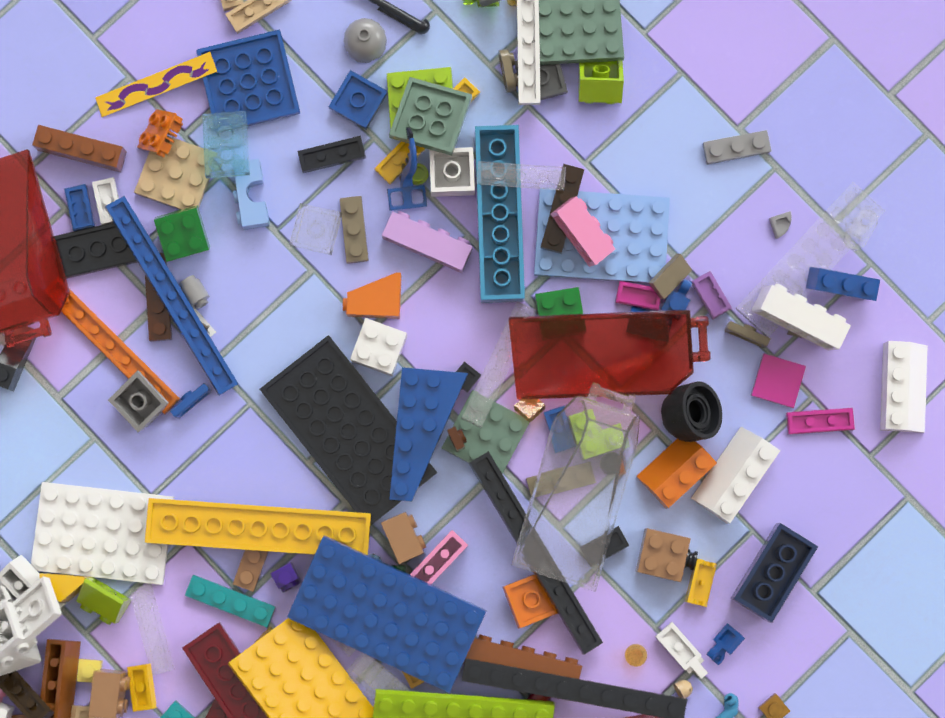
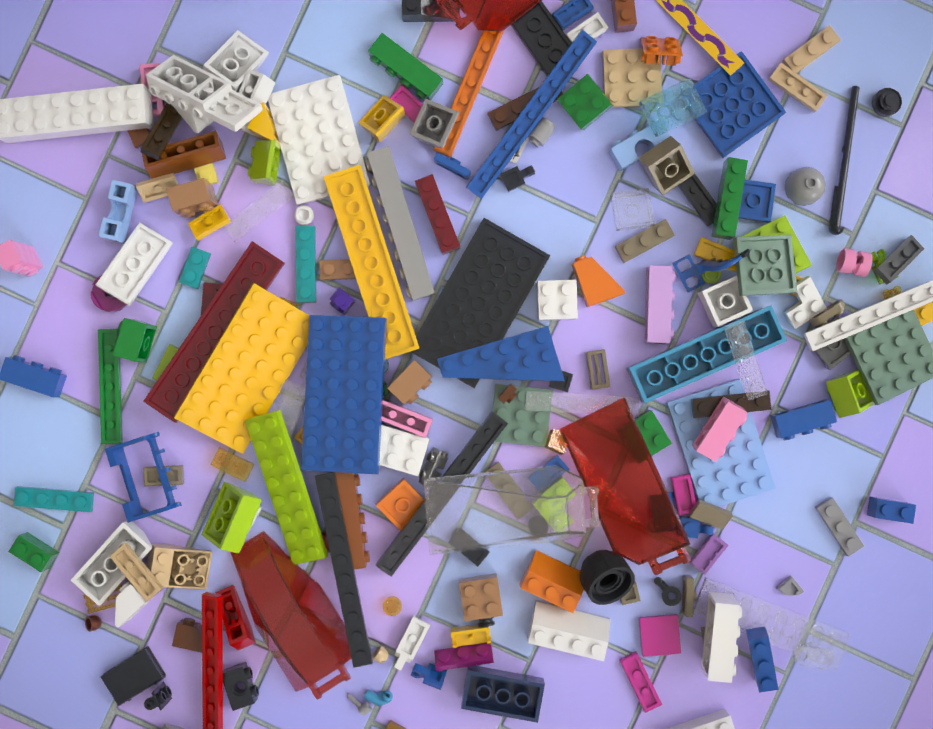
camera: 70 degrees right, 5 degrees up
(64, 408) = (405, 67): none -> green brick
(103, 422) = (408, 101): none -> dark pink tile
(107, 455) = (382, 118): none -> yellow slope
(176, 581) = (304, 215): none -> white plate
(229, 480) = (400, 223): none -> light grey brick
(230, 339) = (515, 178): none -> black plate
(236, 437) = (437, 214): none -> dark red brick
(284, 175) = (666, 165): none -> dark tan brick
(345, 124) = (729, 198): none -> green brick
(460, 28) = (857, 263): none -> bright pink wheel
(467, 341) = (590, 369): none -> dark tan tile
(472, 575) = (402, 450): none -> white brick
(492, 86) = (809, 303): none -> white plate
(497, 545) = (435, 460): none -> flat silver hinge
(609, 139) = (803, 419): none -> blue brick
(719, 599) = (463, 656): none -> magenta plate
(724, 393) = (632, 596): none -> dark tan tile
(733, 353) = (666, 590): none -> black plate
(739, 87) = (891, 510): none -> blue brick

